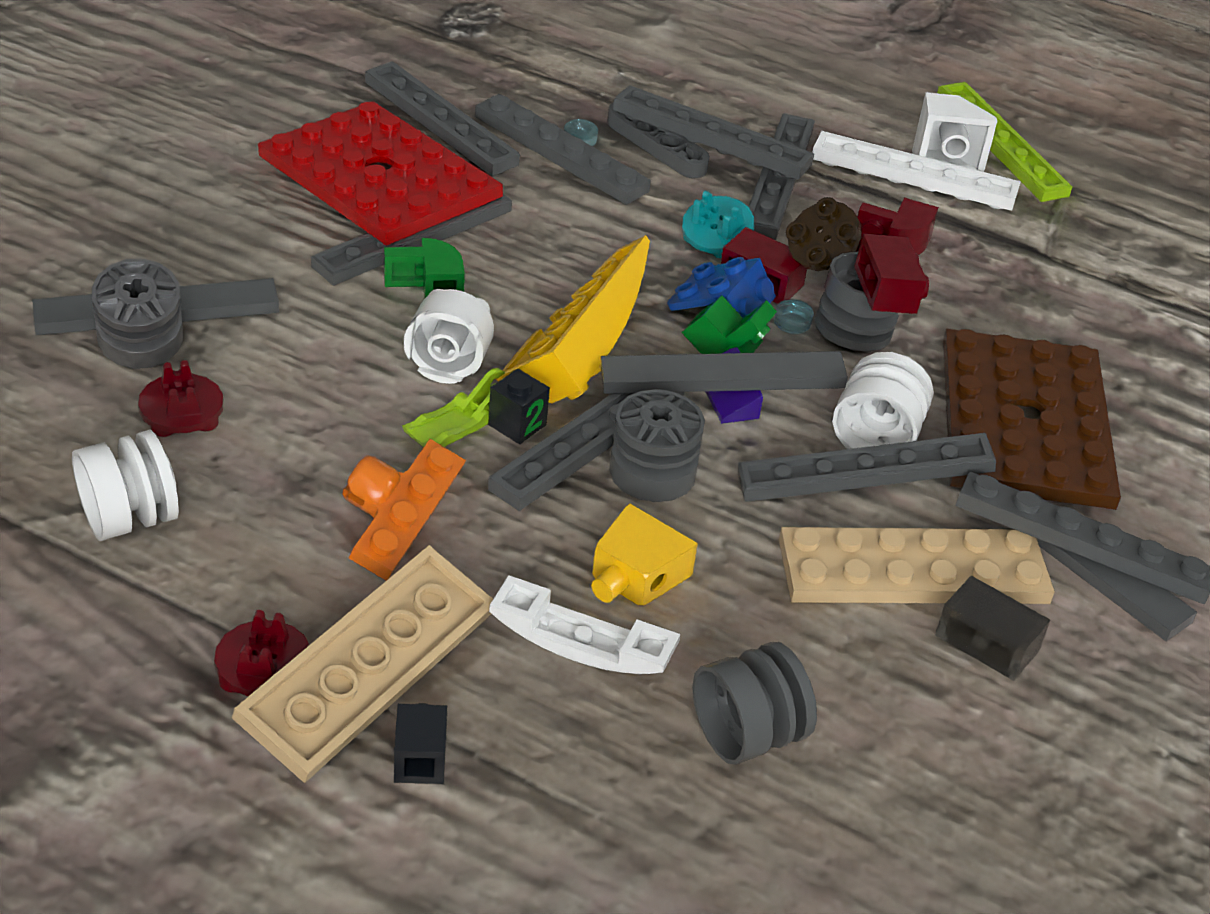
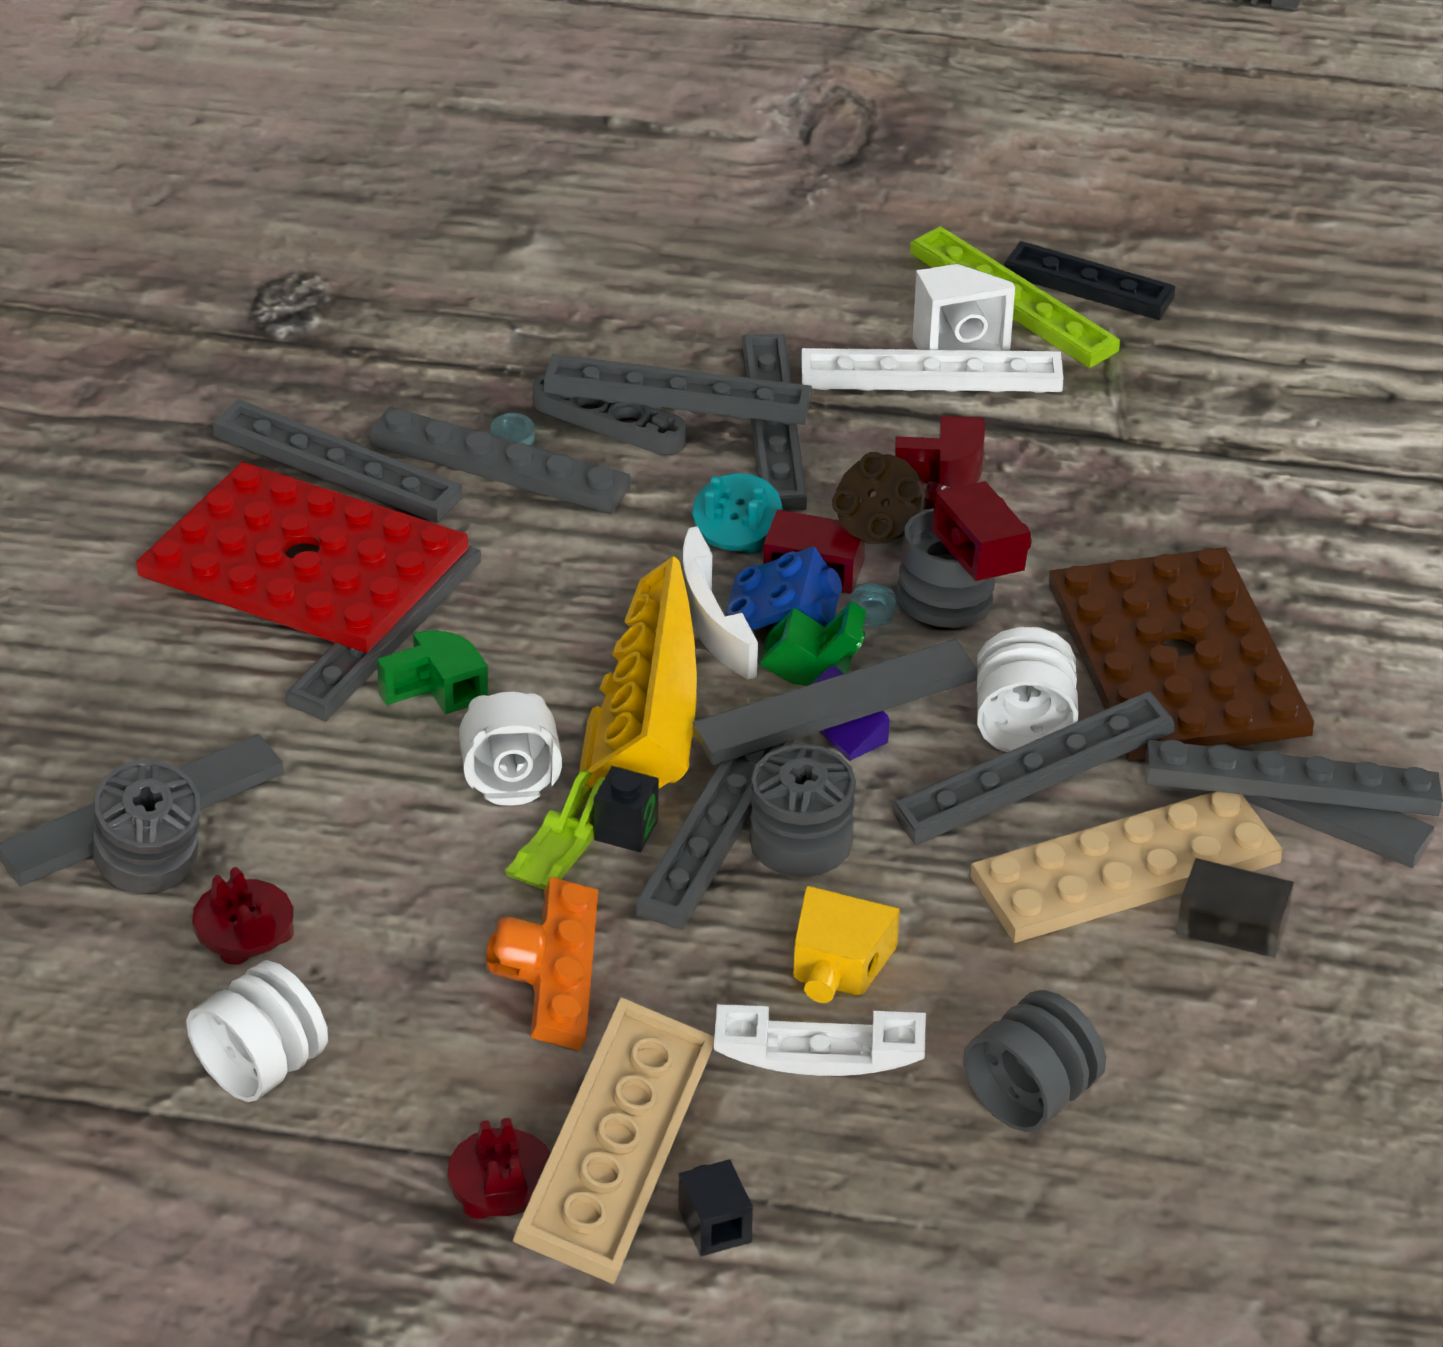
camera: 15 degrees left, 0 degrees up
(663, 303) = (724, 636): none -> white slope
(1067, 145) = (1091, 280): none -> black tile

